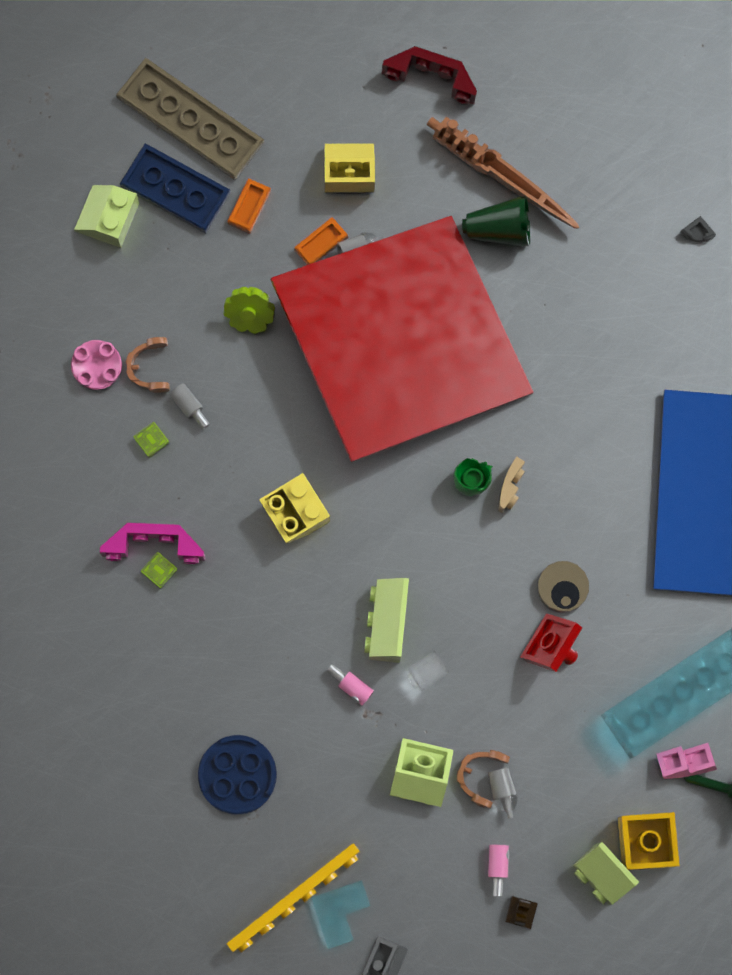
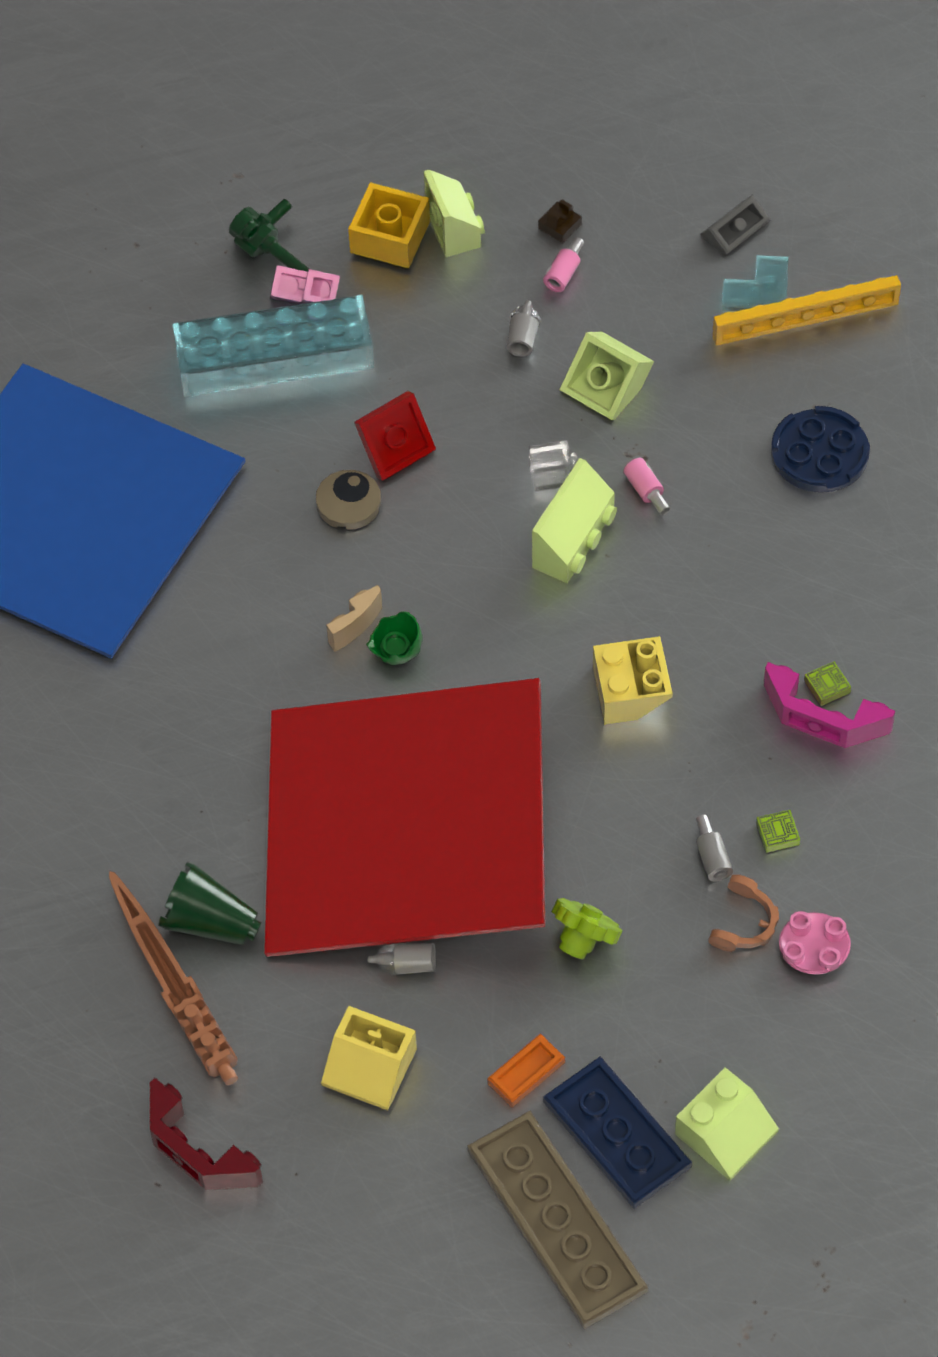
camera: 150 degrees left, 20 degrees down
(321, 242) = (451, 988): orange tile -> none
(494, 755) = (555, 332): nougat piece -> none

